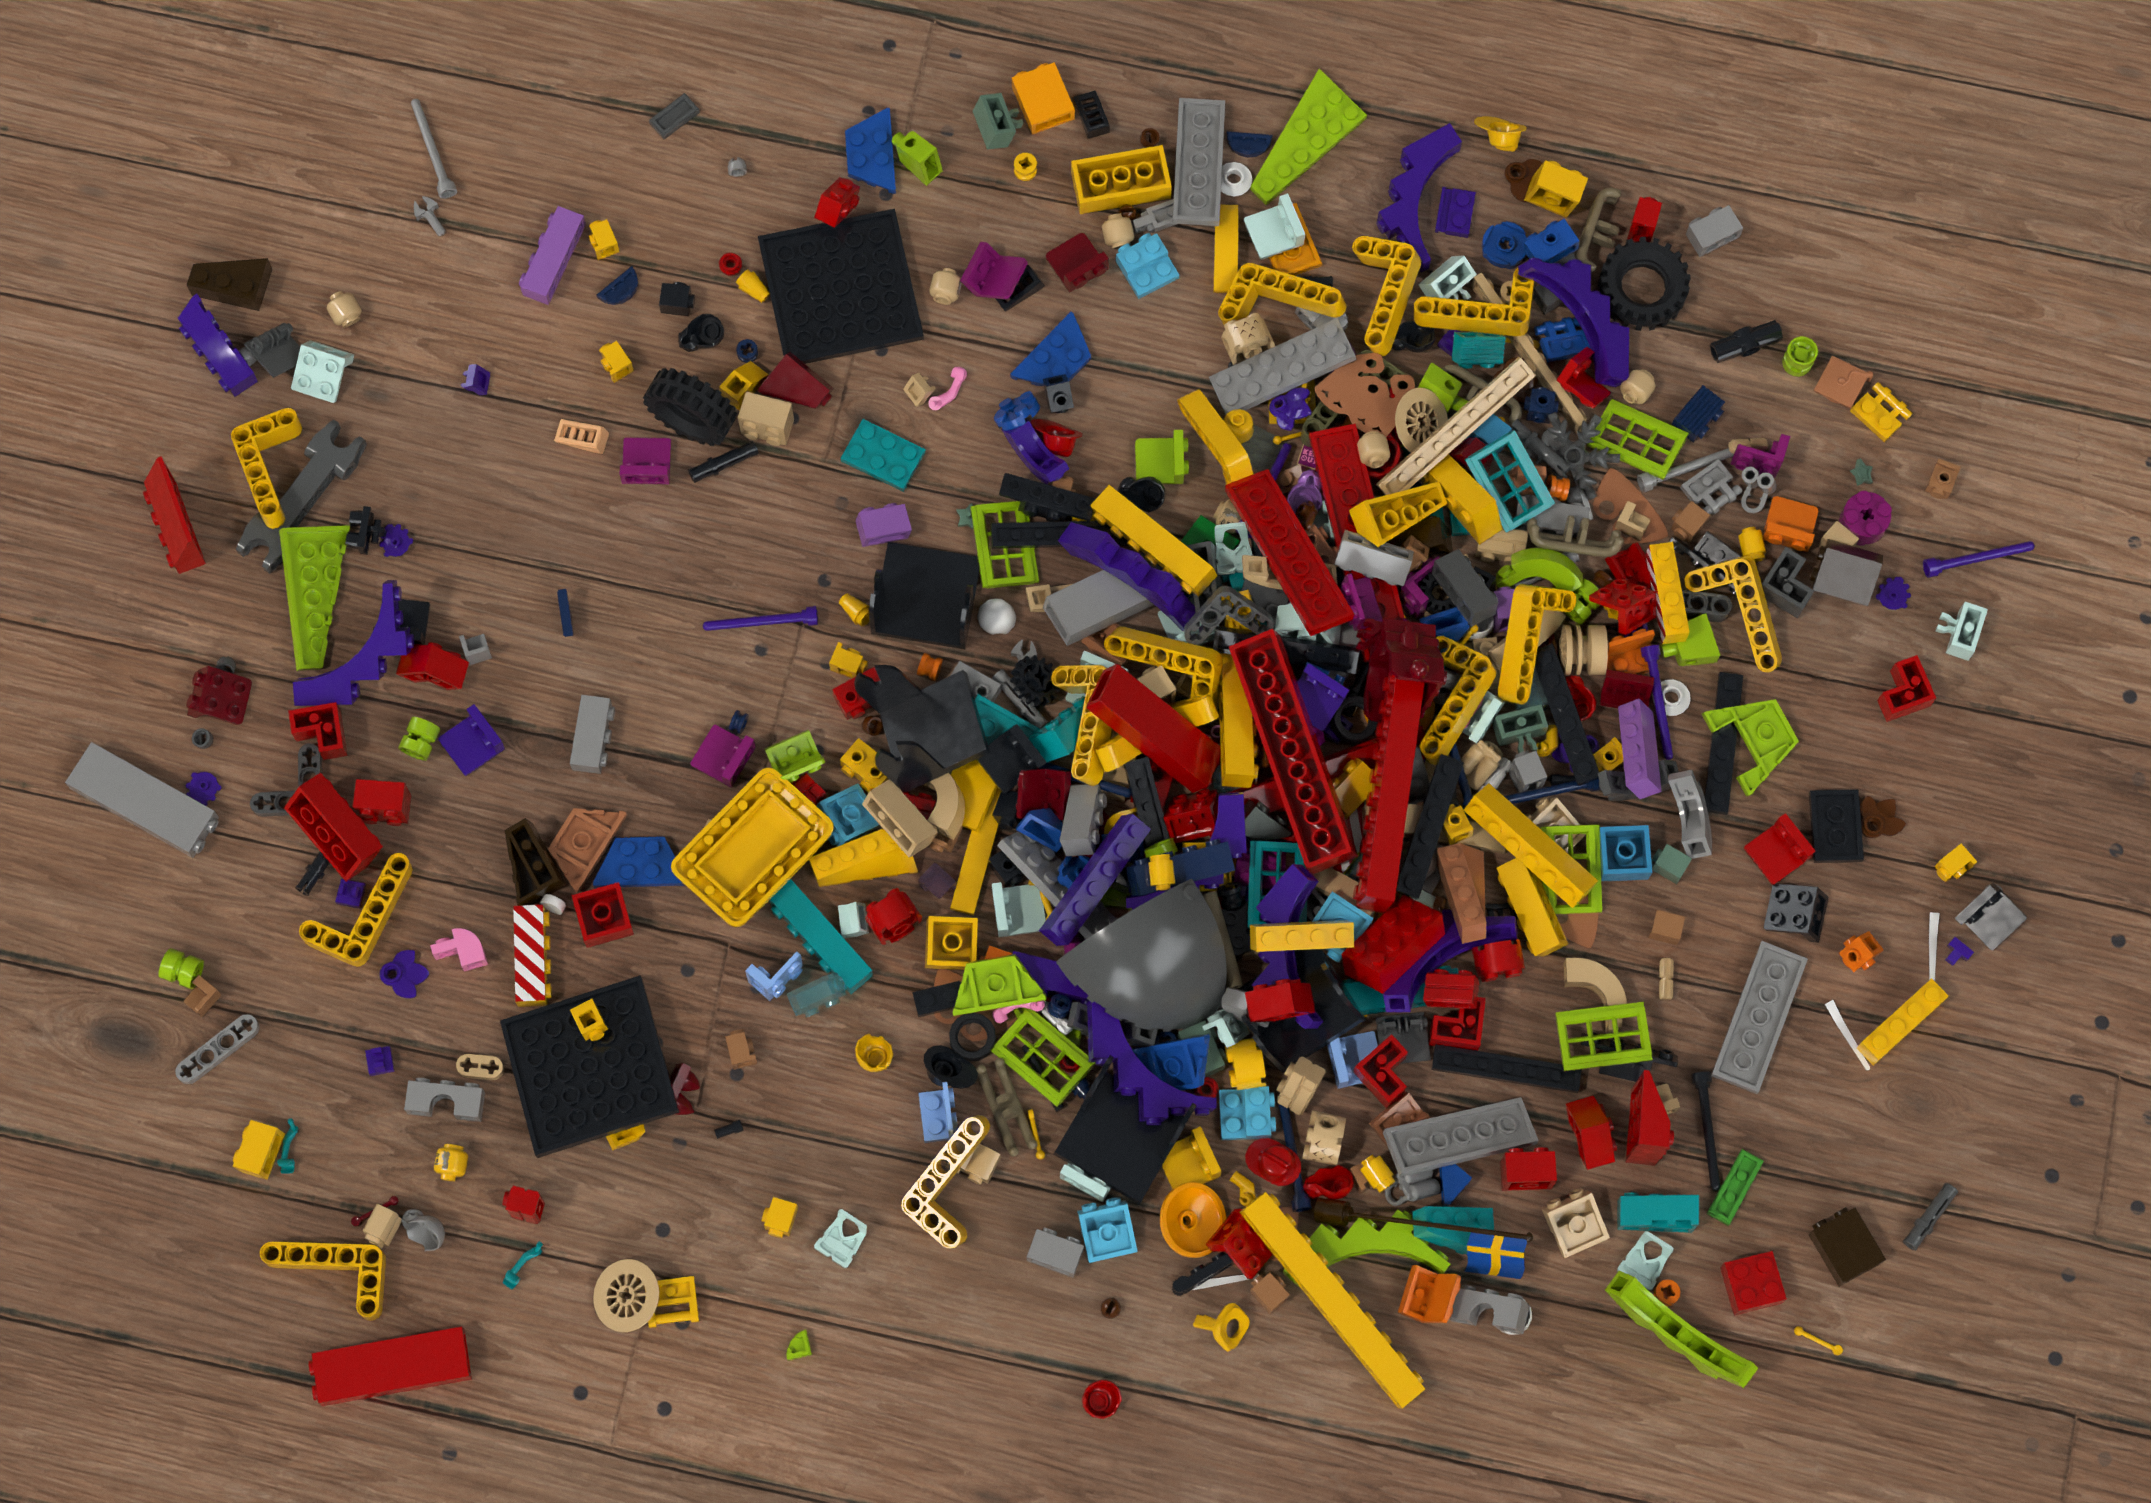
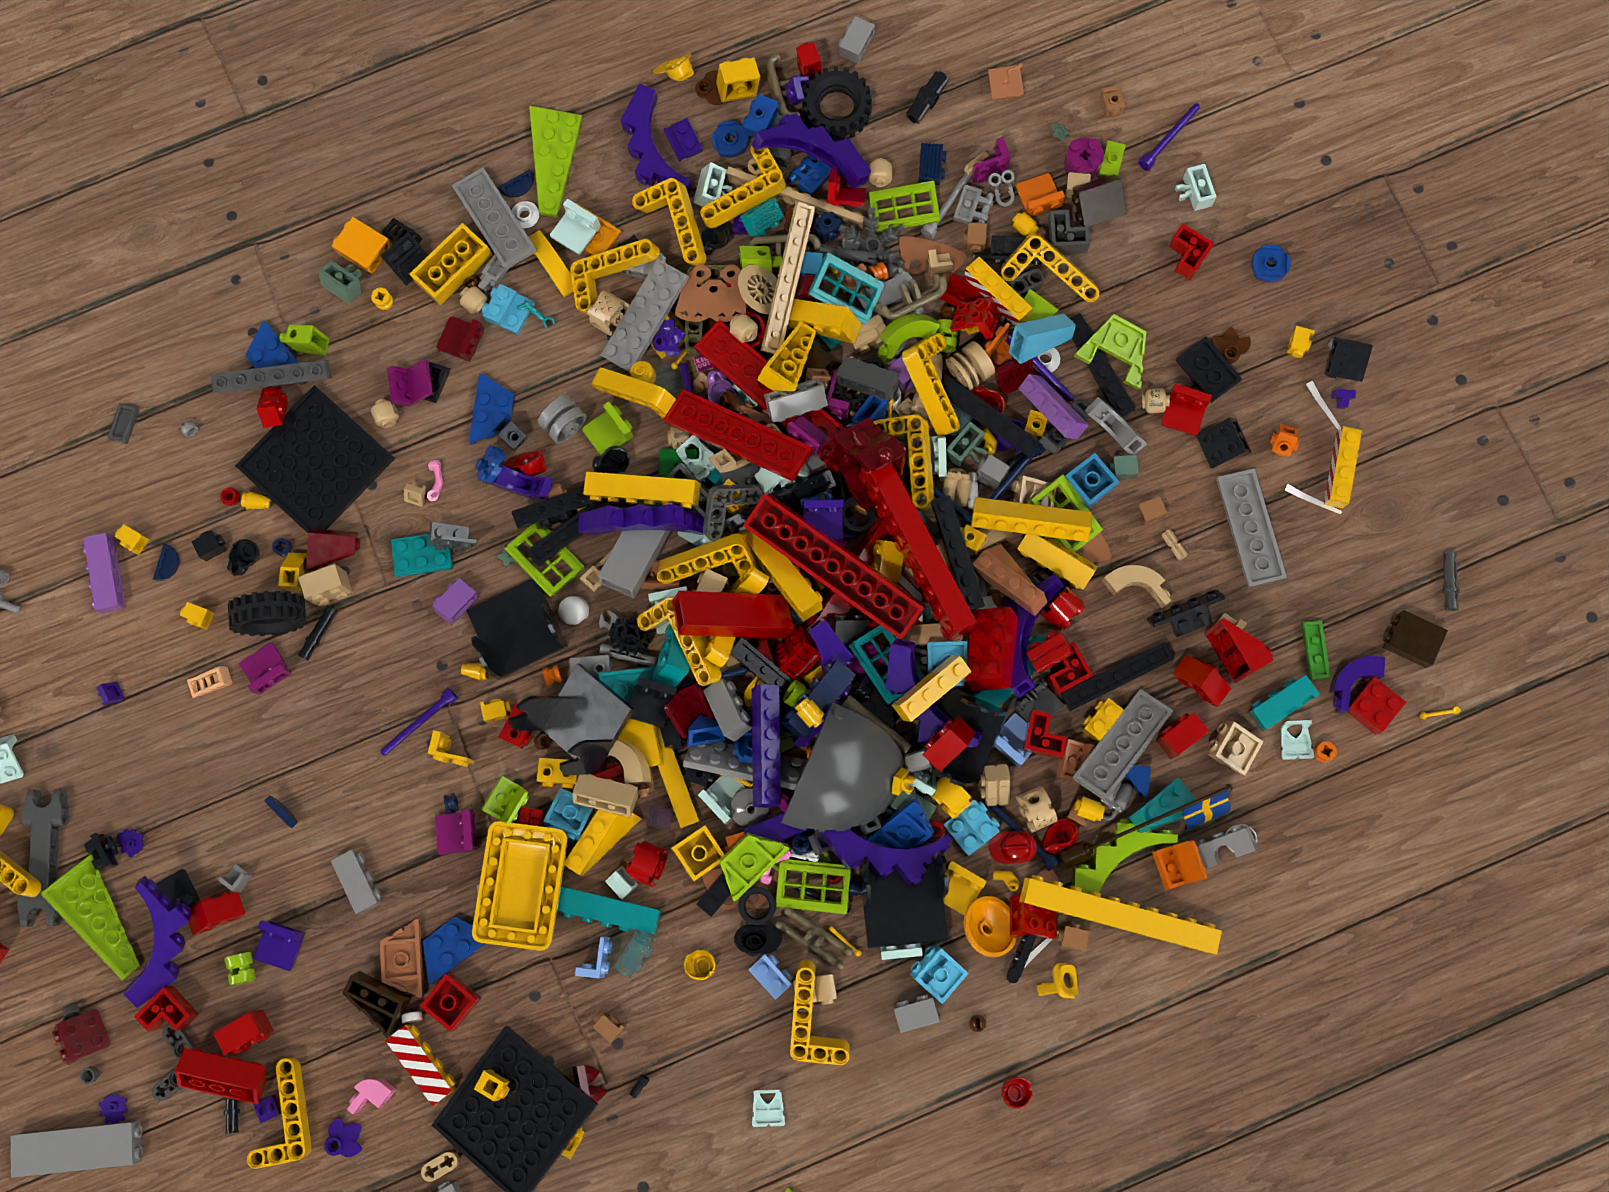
camera: 25 degrees left, 5 degrees up
(765, 661) = (440, 744): none -> yellow bracket
(779, 1217) = (716, 1124): yellow brick -> none
(857, 170) = (270, 376): none -> dark grey brick
(924, 456) = (450, 536): none -> dark grey bracket
(1022, 929) = (739, 806): none -> light grey dish
(1078, 140) = (404, 257): none -> black slope
(1122, 415) = (562, 419): none -> light grey wheel
(1153, 138) = (453, 223): reddish brown hinge -> none
(1173, 288) = (531, 308): none -> teal piece
(1204, 1009) = (901, 781): none -> yellow tile
(1465, 1096) = (1102, 720): none -> yellow brick
(1607, 238) = (794, 89): none -> dark purple bracket
(1607, 1058) = (1185, 618): lime piece -> none
(1677, 1334) = (1359, 774): lime arch -> none
(1678, 667) = (1040, 336): none -> medium azure slope
(1702, 1083) = (1247, 597): black piece -> none
(1754, 818) = (1155, 400): none -> tan head
(1754, 1233) = (1343, 680): none -> dark purple arch
(1799, 356) = (968, 83): lime wheel -> none
(1876, 417) = (1043, 90): yellow plate -> none
(1894, 594) = (1135, 195): dark purple piece -> none
(1897, 540) = (1112, 159): none -> lime plate
(1984, 749) = (1266, 273): none -> blue plate

